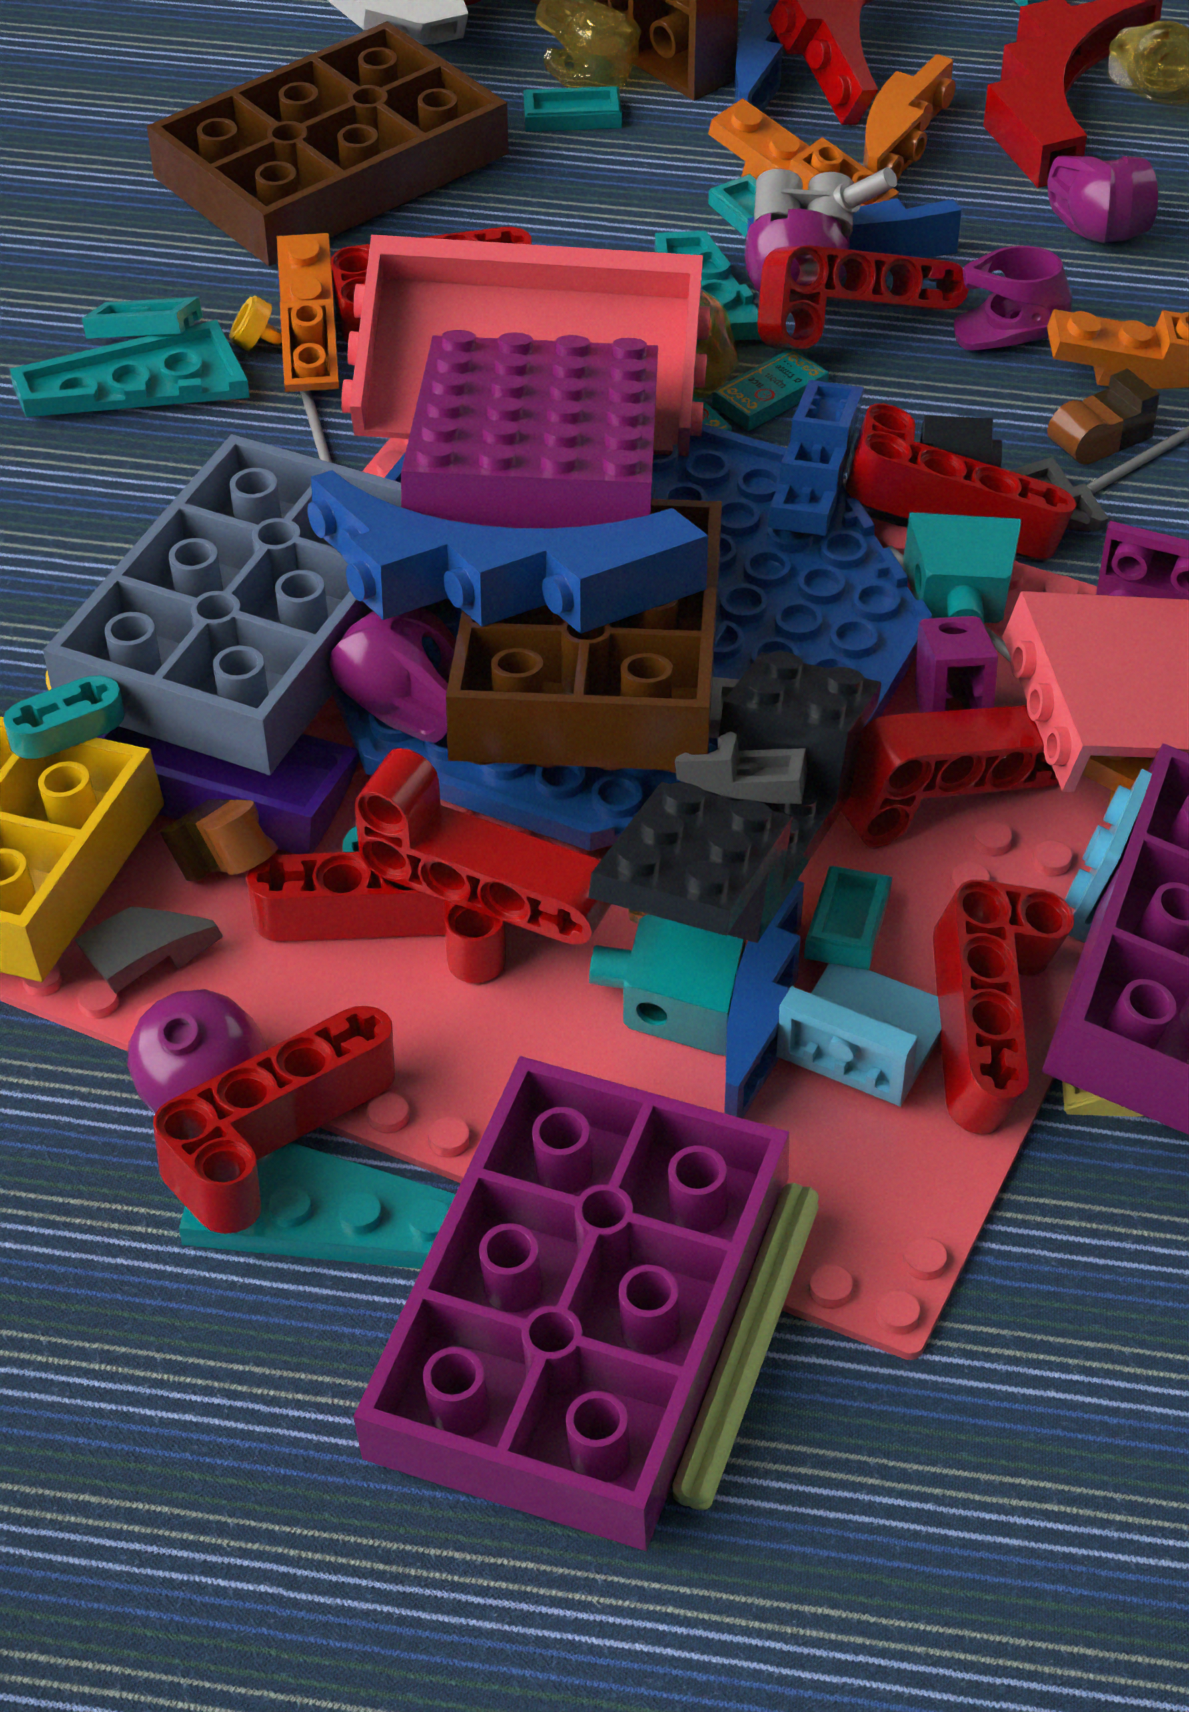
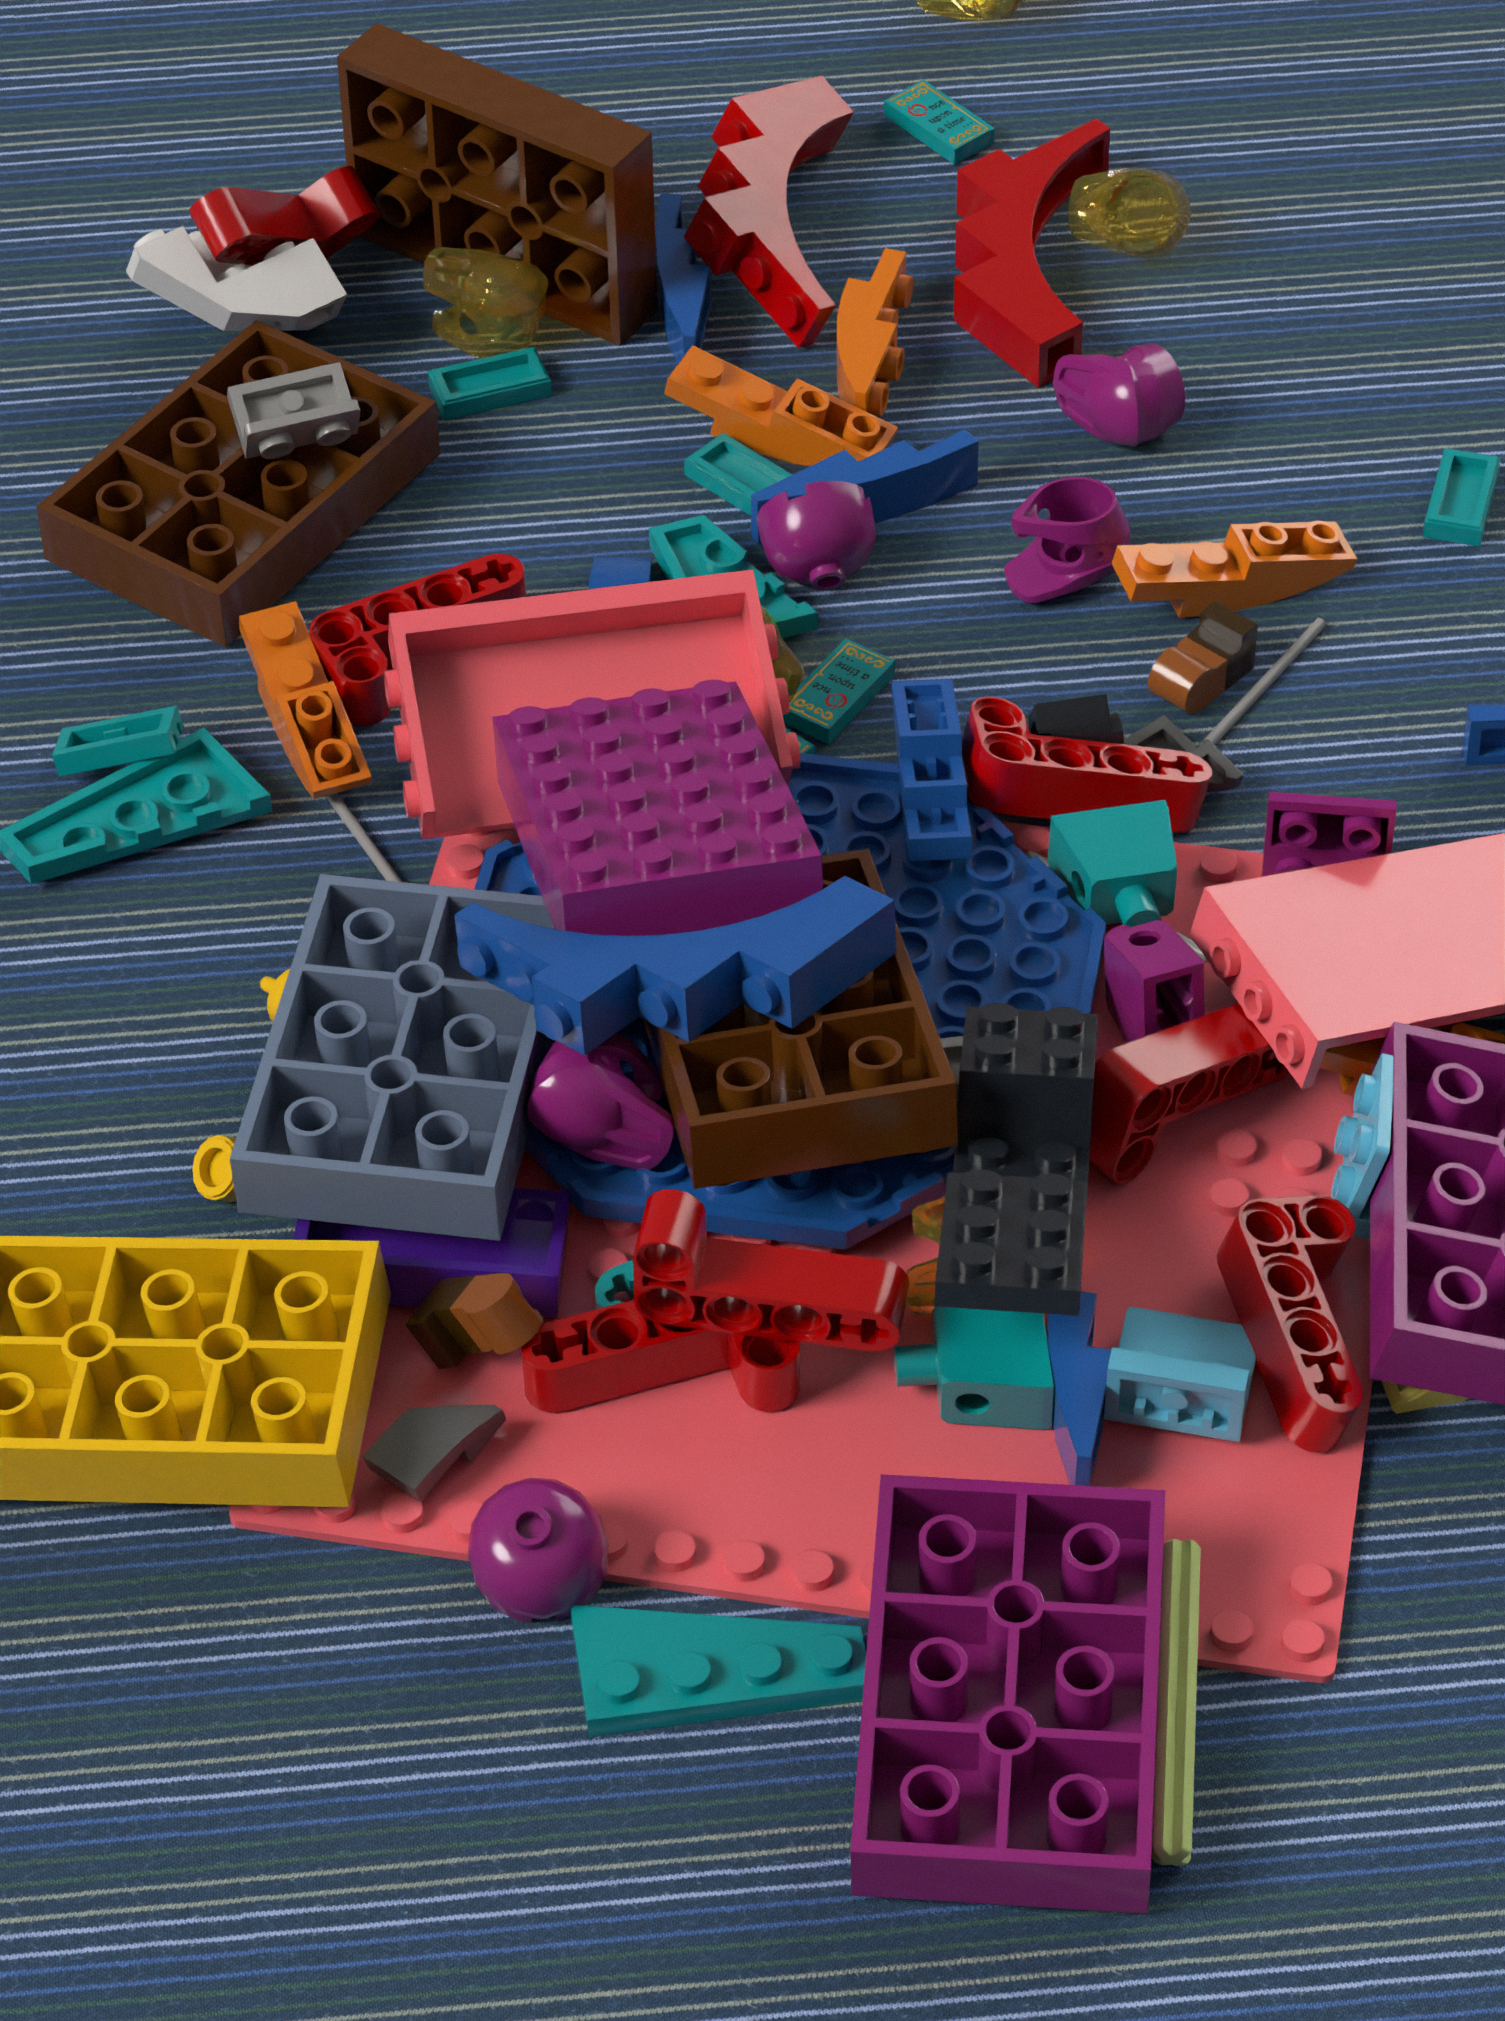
camera: 15 degrees left, 0 degrees up
(64, 717) = (276, 1225): teal beam -> none
(222, 1127) = (604, 1612): red beam -> none
(253, 324) = (244, 724): yellow tile -> none
(380, 85) = (294, 411): none -> light grey bracket
(749, 774) = (1003, 1140): dark grey slope -> none
(826, 193) = (837, 457): light grey beam -> none
(848, 917) = (1128, 1263): teal tile -> none
(864, 285) = (908, 548): red beam -> none

